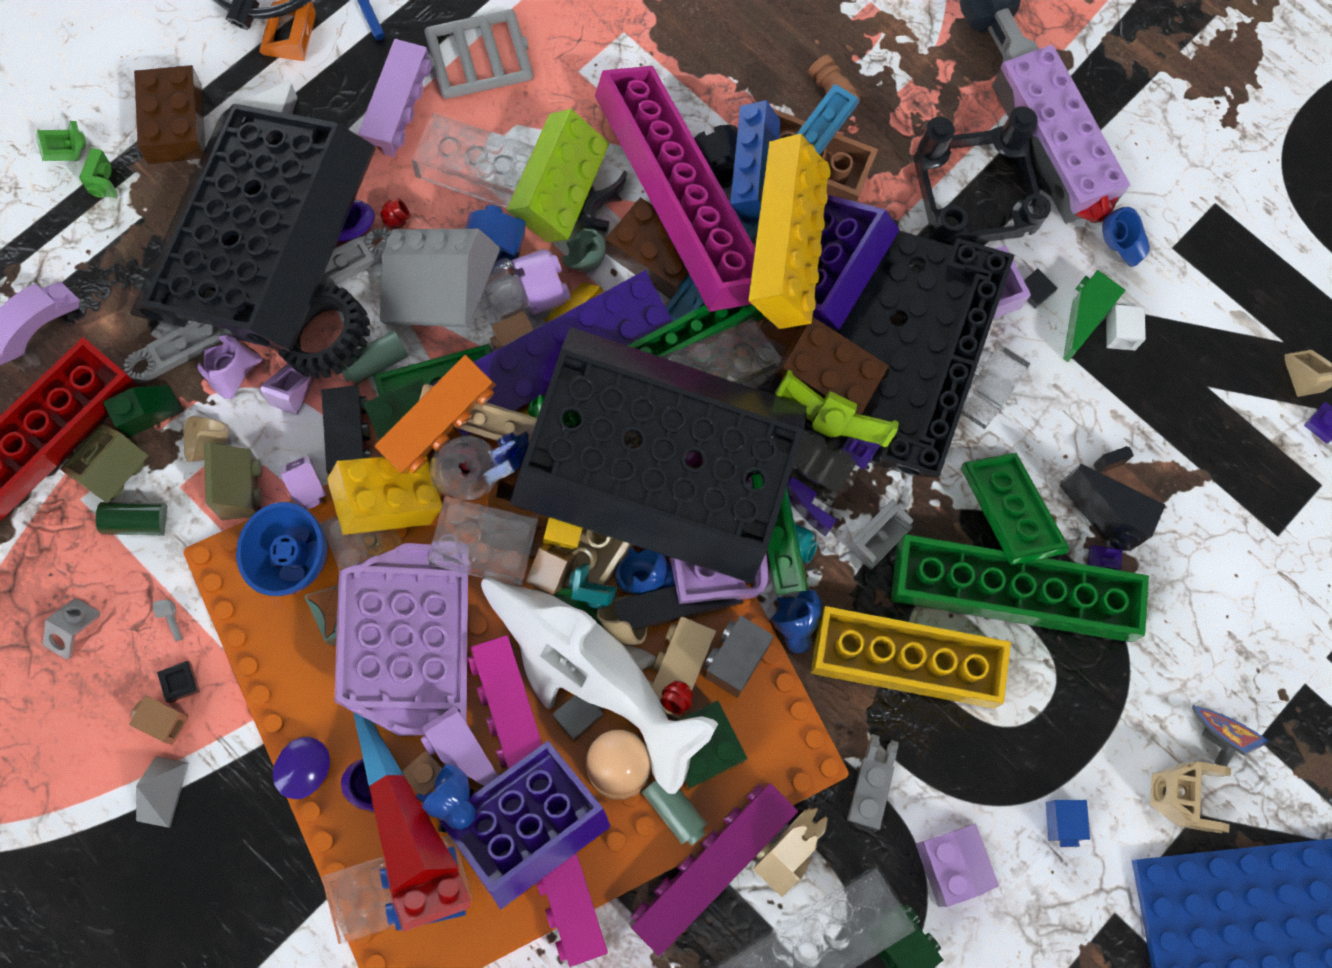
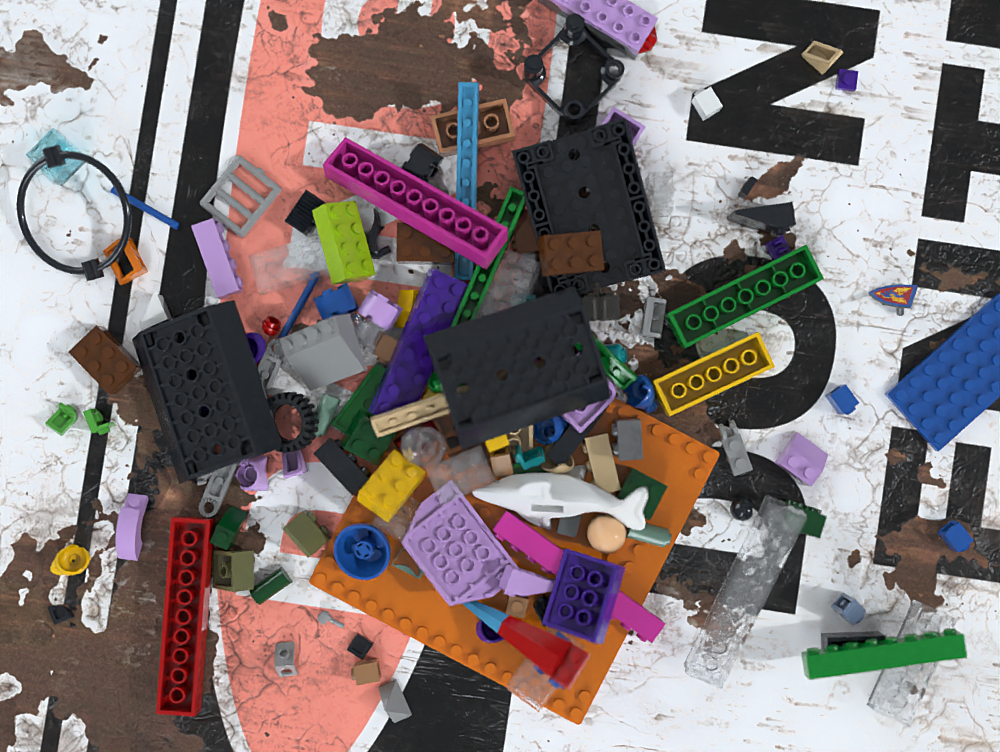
camera: 25 degrees left, 15 degrees up
(200, 431) = (272, 520): tan helmet -> none
(301, 768) = (454, 644): dark purple hat -> none
(303, 482) = (342, 506): lavender slope -> none
(435, 415) = (390, 433): orange brick -> none
(450, 798) = (540, 611): blue piece -> none
(454, 214) = (298, 307): none -> blue bar
(507, 456) = (444, 428): clear blue slope -> none
(529, 117) = (301, 215): none -> black brick
(585, 251) = (389, 274): sand green hair -> none
(676, 697) = (612, 482): red plate -> none
(712, 868) = (685, 547): magenta brick -> none
(756, 128) = (447, 160): blue brick -> none
(788, 857) = (718, 513): tan piece -> none
(789, 232) = (499, 196): yellow brick -> none
(802, 499) = (602, 328): dark purple slope -> none
(827, 74) = (453, 69): nougat axle -> none
(827, 871) = (741, 509): none -> black piece
(836, 414) = (590, 277): lime plate -> none
(852, 248) = (527, 190): dark purple slope -> none
(861, 451) = (613, 281): dark purple tile -> none
(1014, 508) = (713, 255): green tile -> none
(1039, 287) = (644, 113): black tile -> none
(1089, 308) = (681, 107): green slope -> none
(1126, 235) = (673, 46): blue cap -> none
(1185, 809) = (885, 336): tan piece -> none

